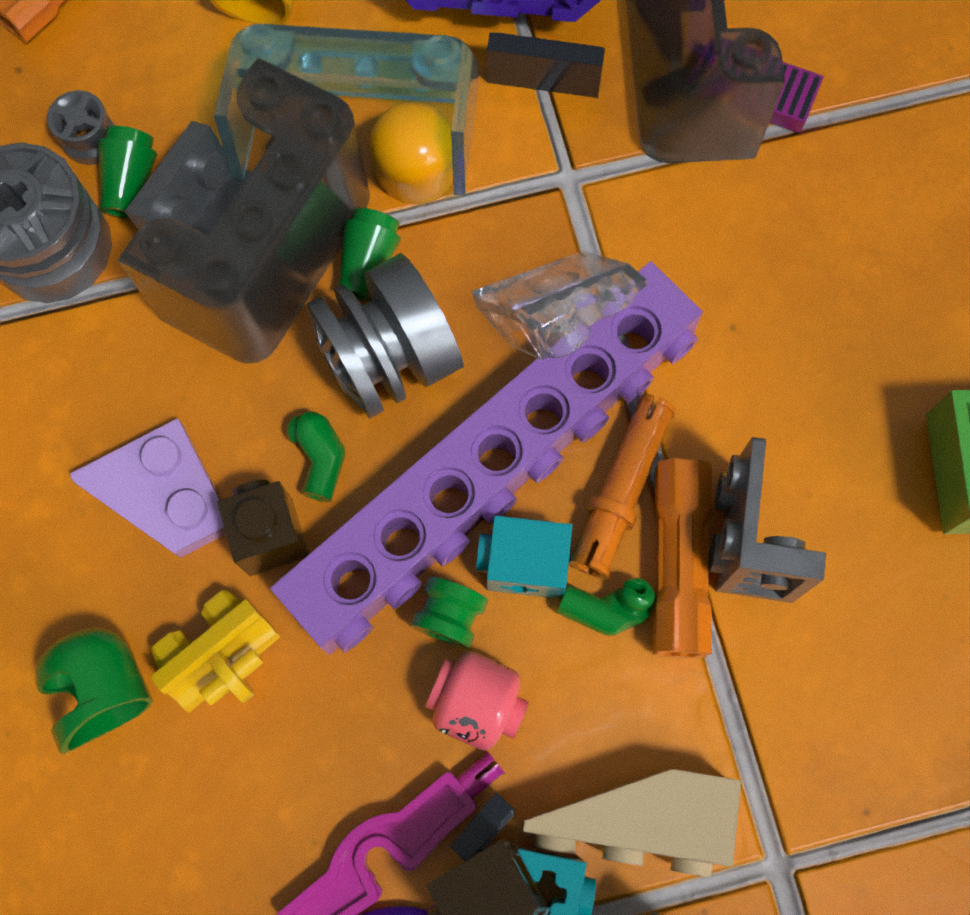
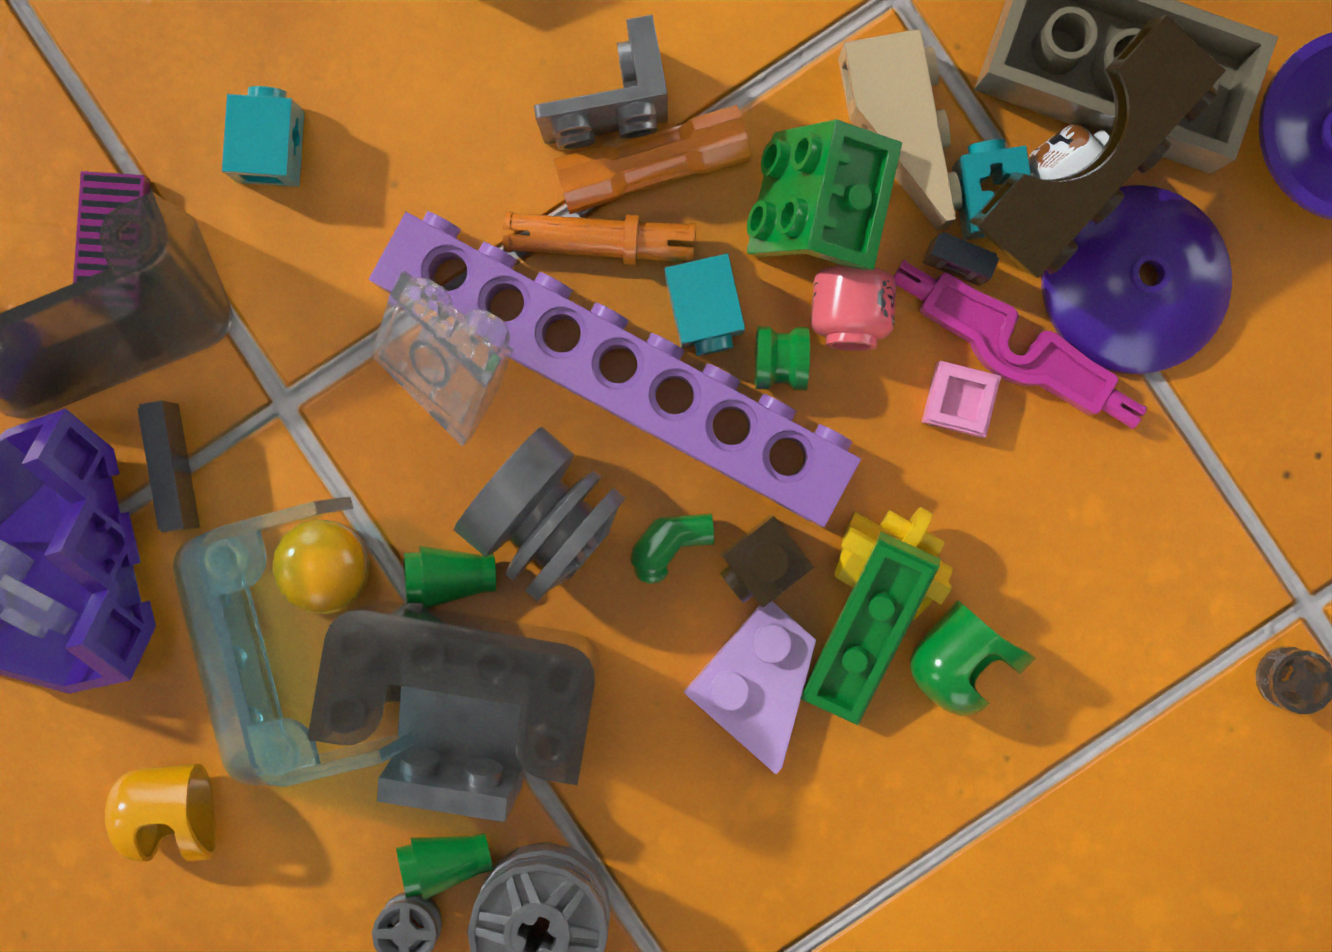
camera: 115 degrees left, 15 degrees up
(160, 604) = (870, 628): none -> green tile
(345, 781) = (961, 399): none -> bright pink tile
(590, 706) = (824, 194): none -> green bracket
(612, 612) = (724, 209): green arm -> none
(809, 224) = (263, 137): none -> teal brick

